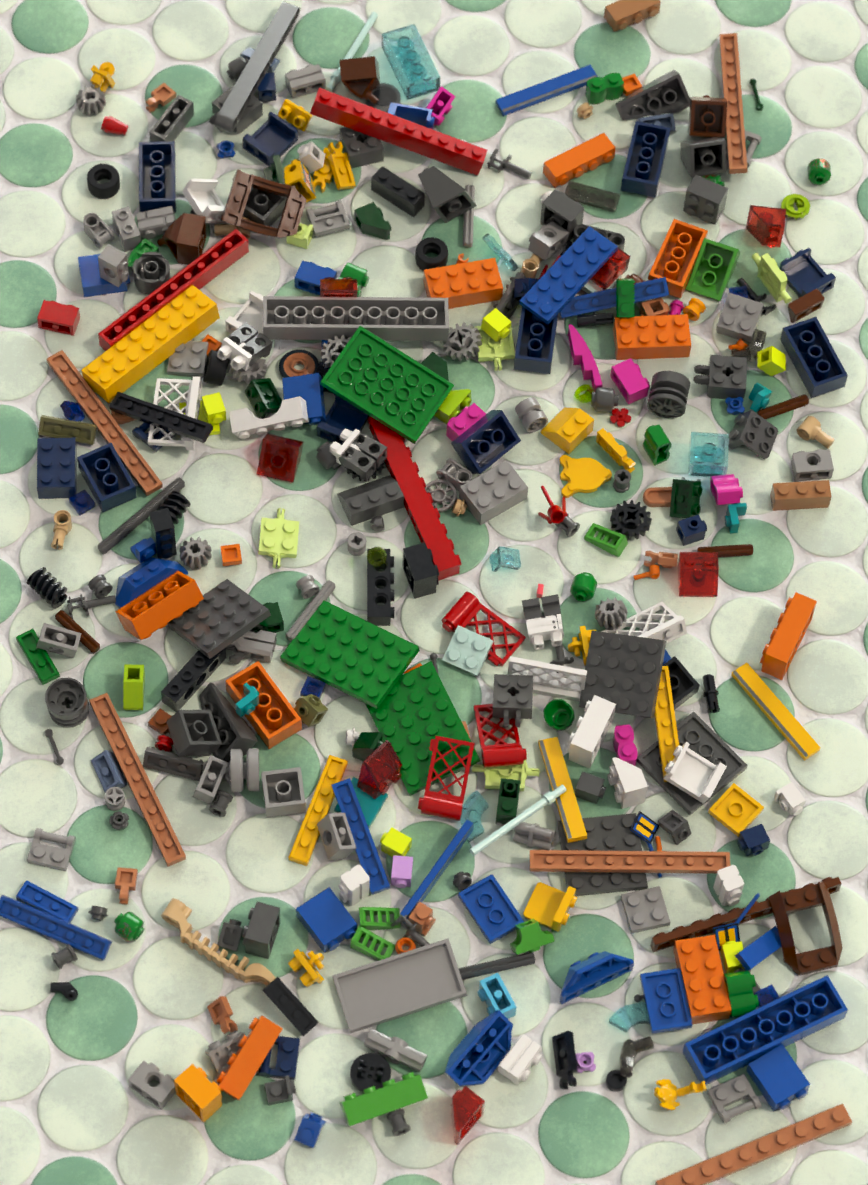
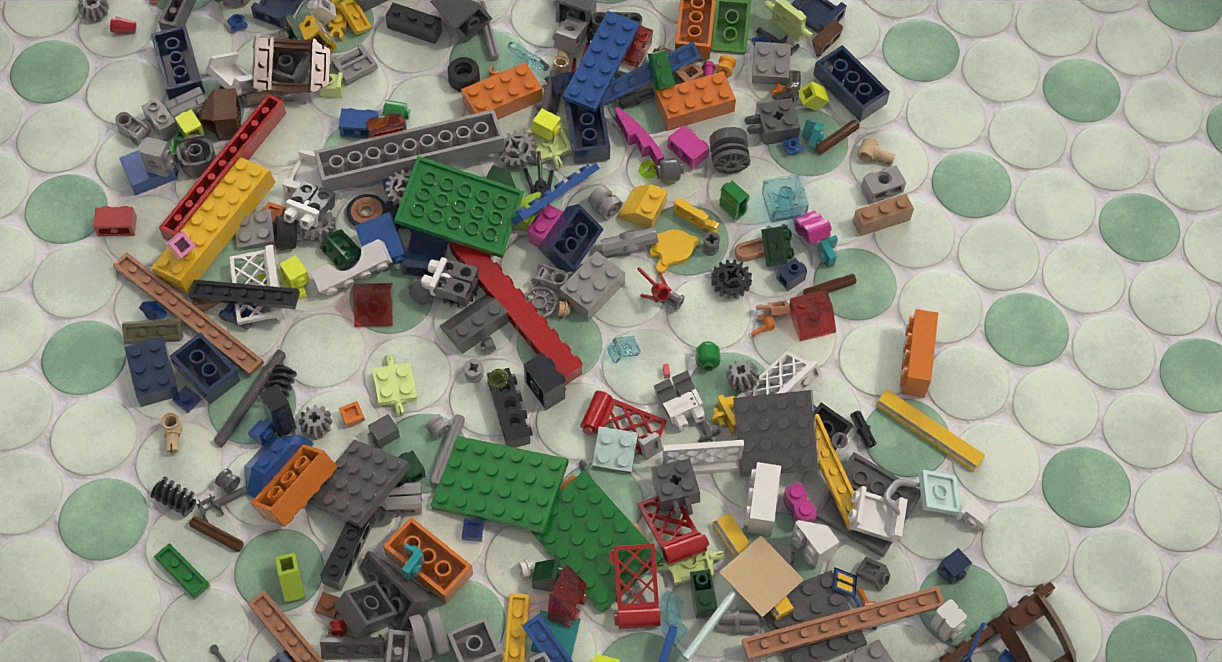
camera: 15 degrees left, 0 degrees up
(58, 640) = (199, 549): light grey brick -> none
(65, 692) = (220, 602): dark grey wheel -> none
(103, 190) = (121, 71): black tyre -> none
(113, 355) = (180, 245): none -> bright pink brick
(152, 240) = (189, 124): none -> neon yellow brick
(255, 578) = (383, 431): none -> dark grey brick
(310, 709) = (477, 552): olive brick -> none
(371, 221) = (397, 57): dark green slope -> none
(473, 383) = (540, 185): none -> black plant
(477, 395) = (549, 195): none -> blue plate
(501, 655) = (650, 445): none -> light grey tile
(542, 458) = (629, 241): none -> light grey piece
(559, 714) = (725, 490): green hair -> none
(566, 799) = (761, 576): none -> tan piece
(615, 547) = (712, 309): bright green slope -> none
(620, 417) = (689, 183): red plant -> none
(677, 692) = (844, 441): none -> flat silver hinge
(717, 753) = (892, 488): none -> light grey animal
(736, 809) = (926, 540): yellow plate -> none
(753, 433) = (819, 167): dark grey bracket -> none
(762, 769) = (939, 492): none -> light aqua plate

